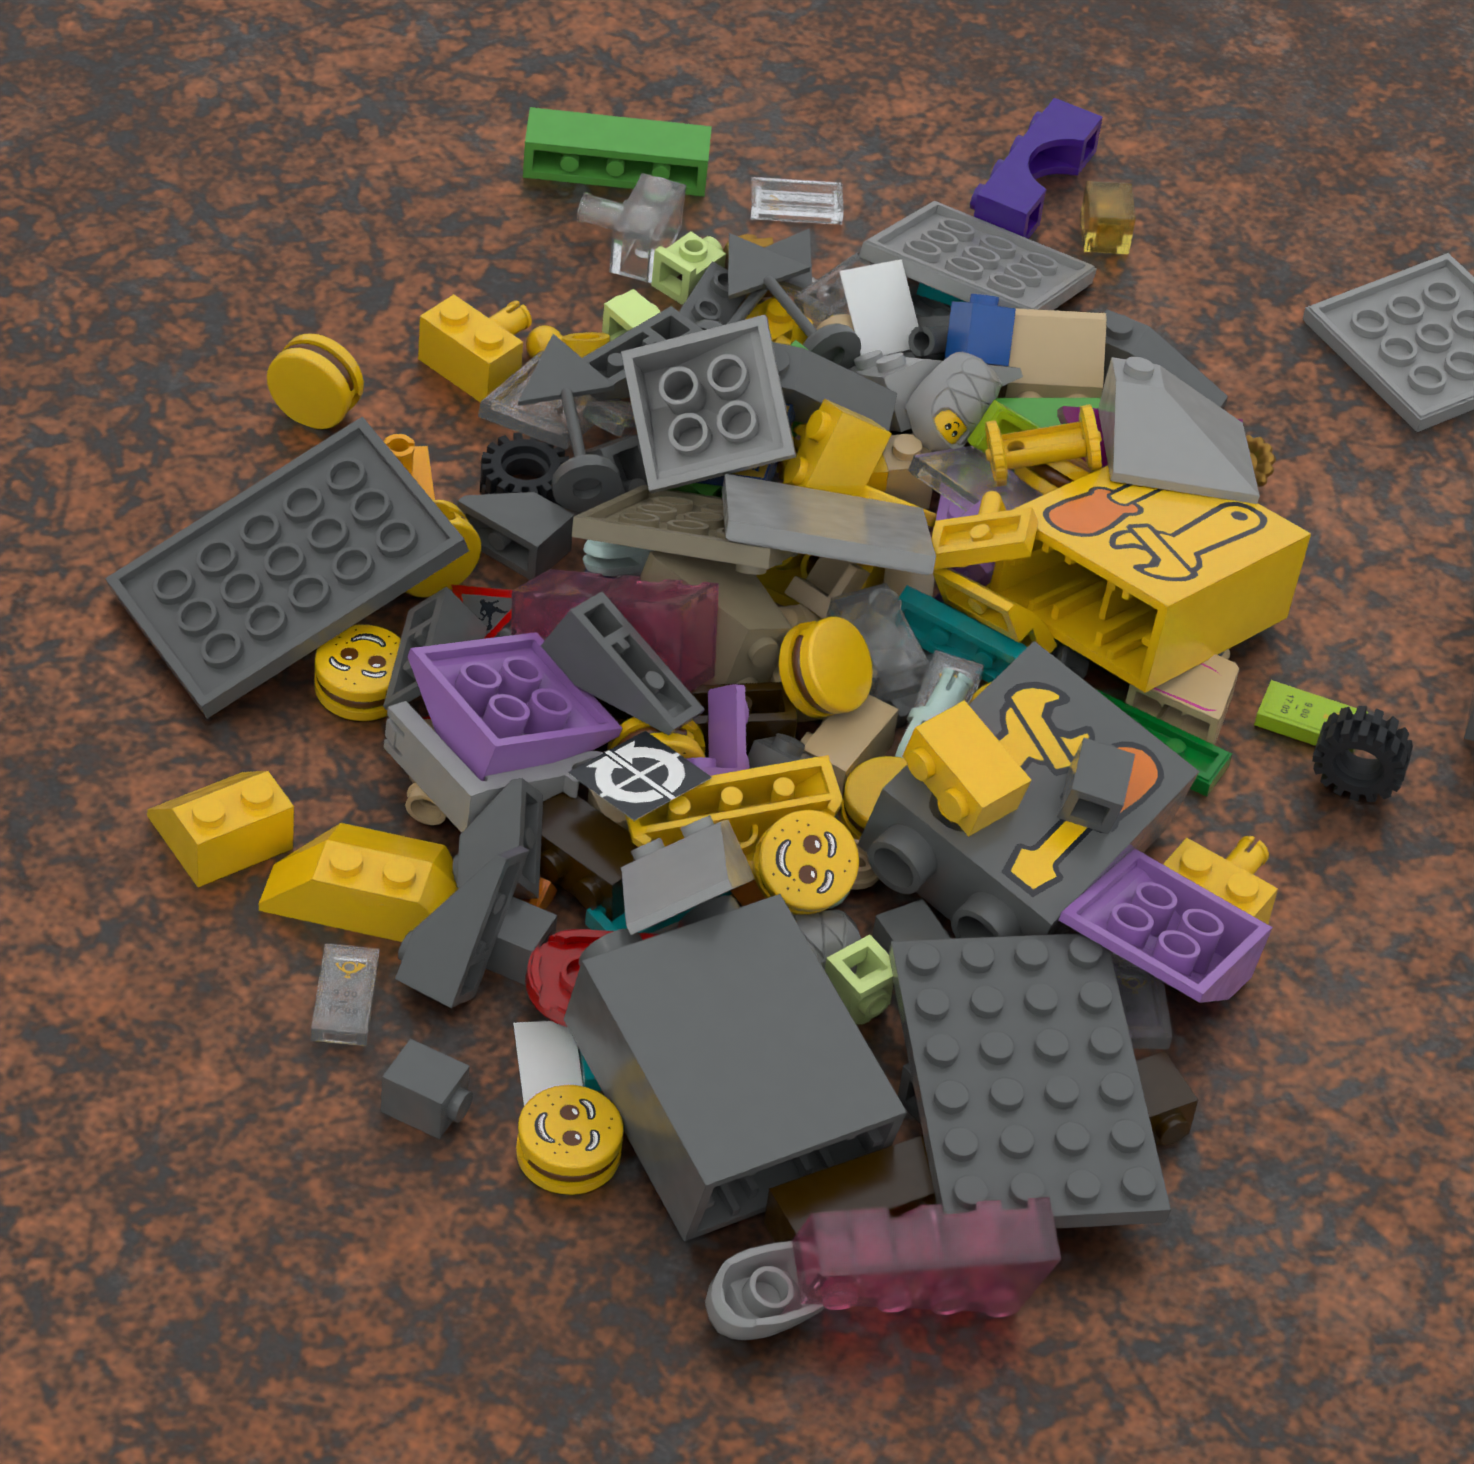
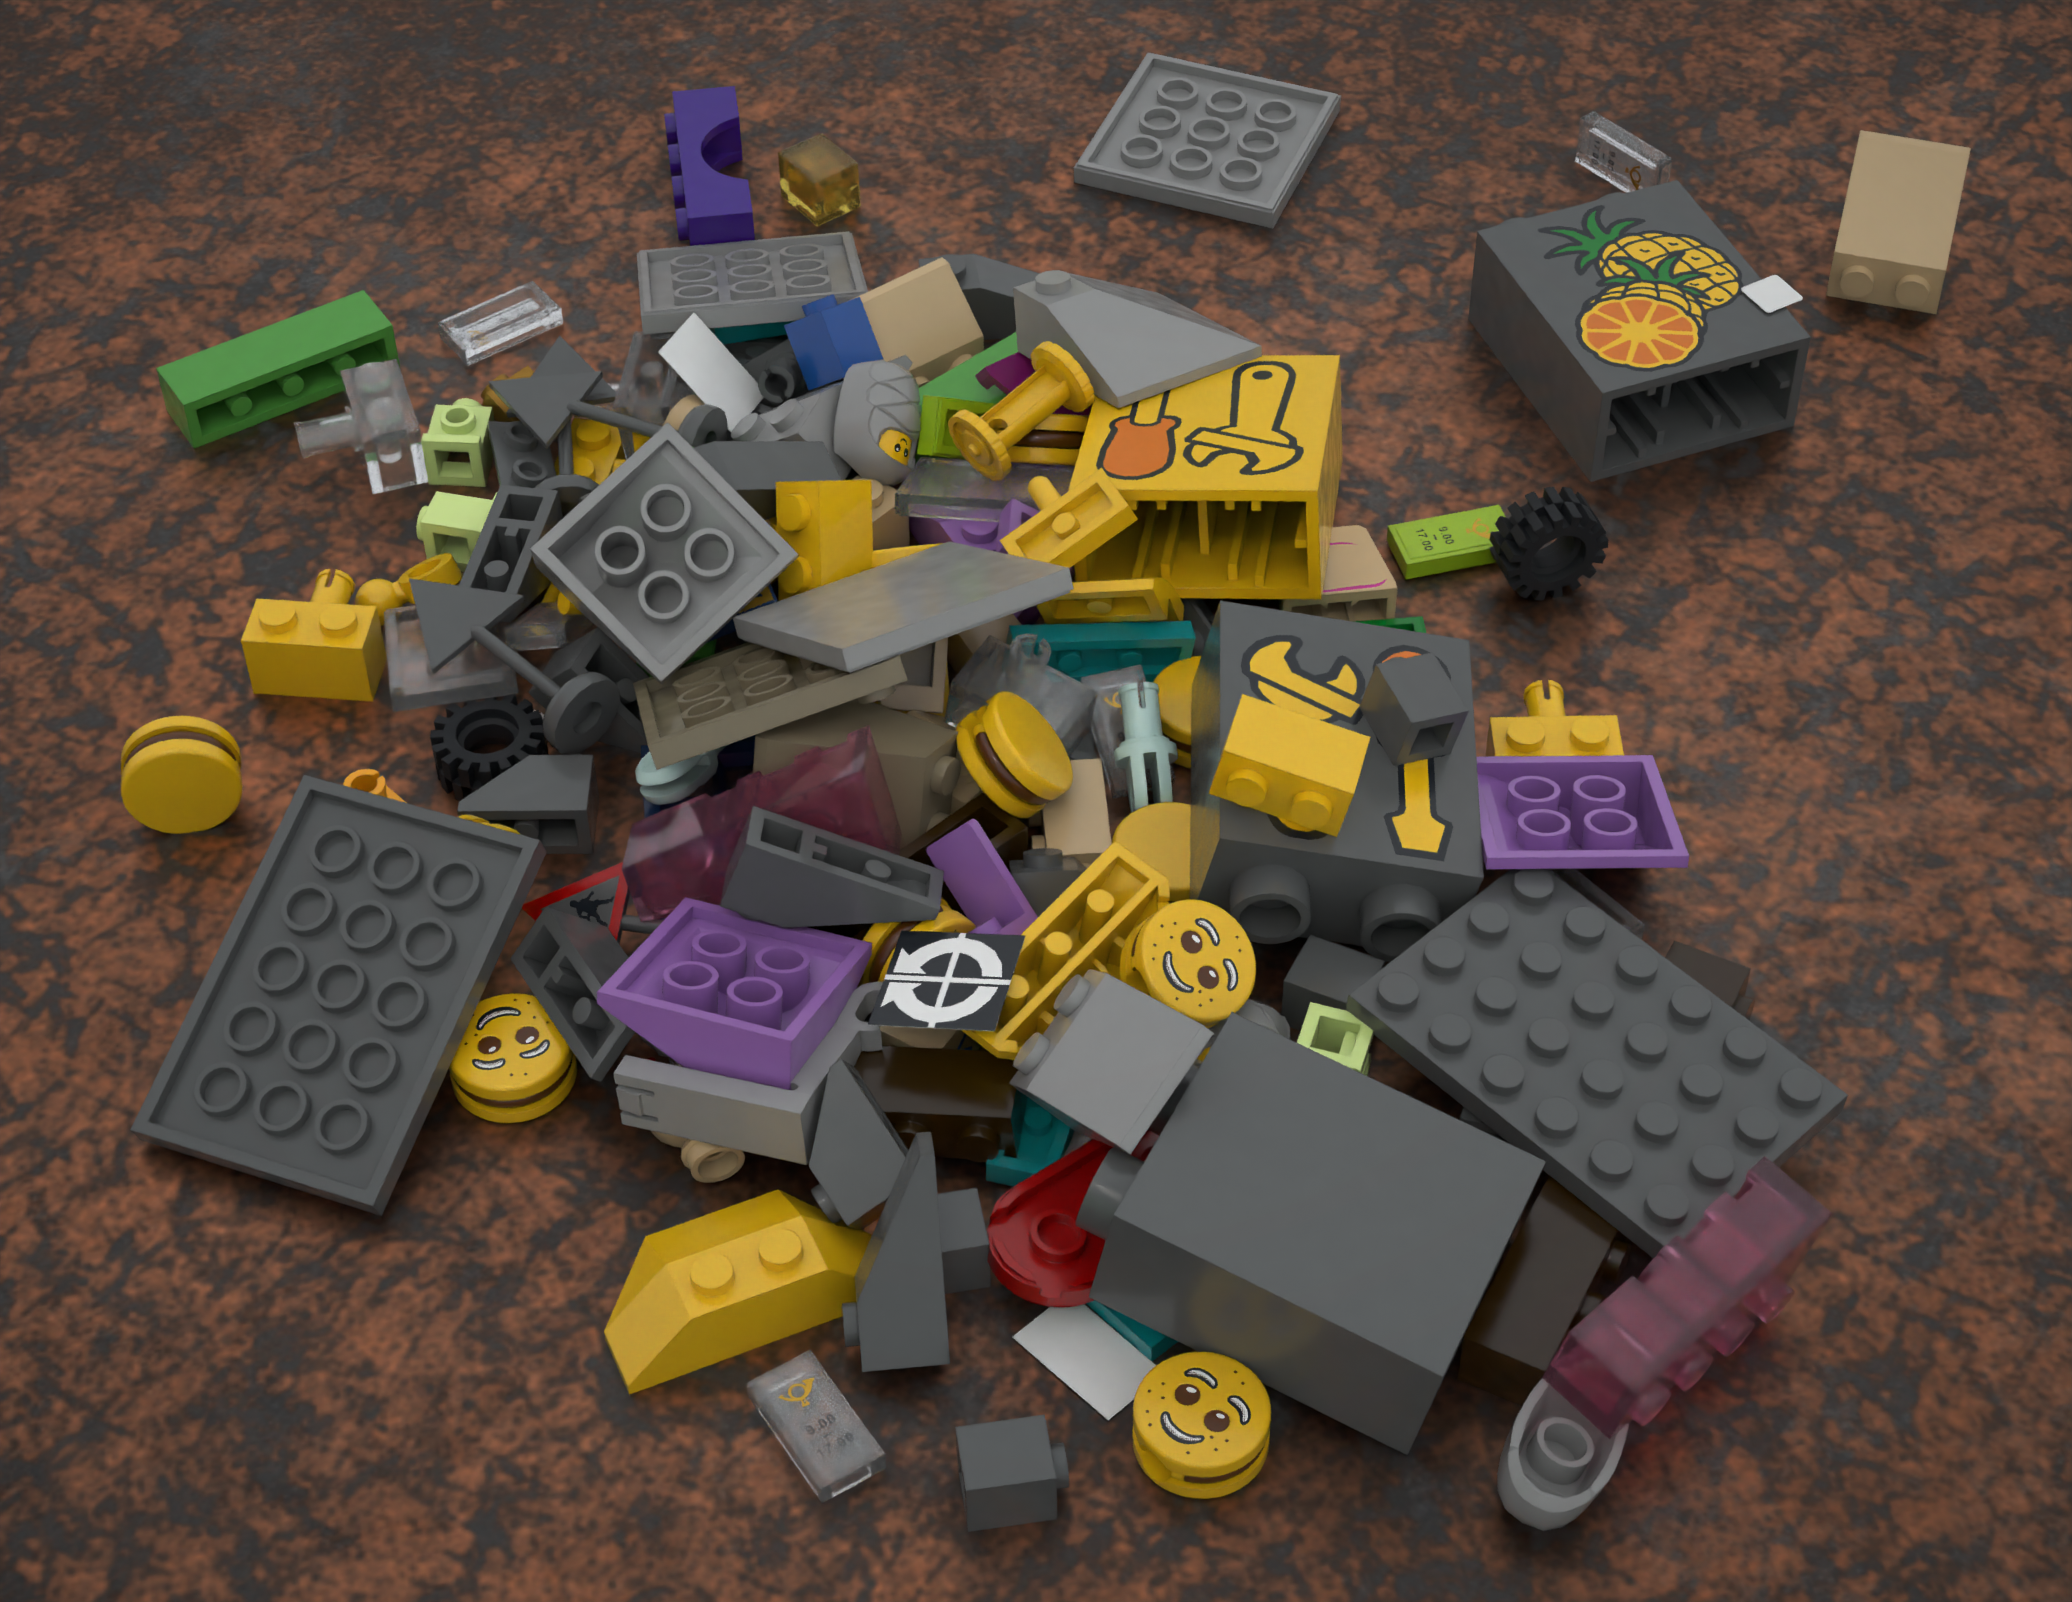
camera: 30 degrees left, 0 degrees up
(227, 825) = (513, 1318): yellow slope -> none

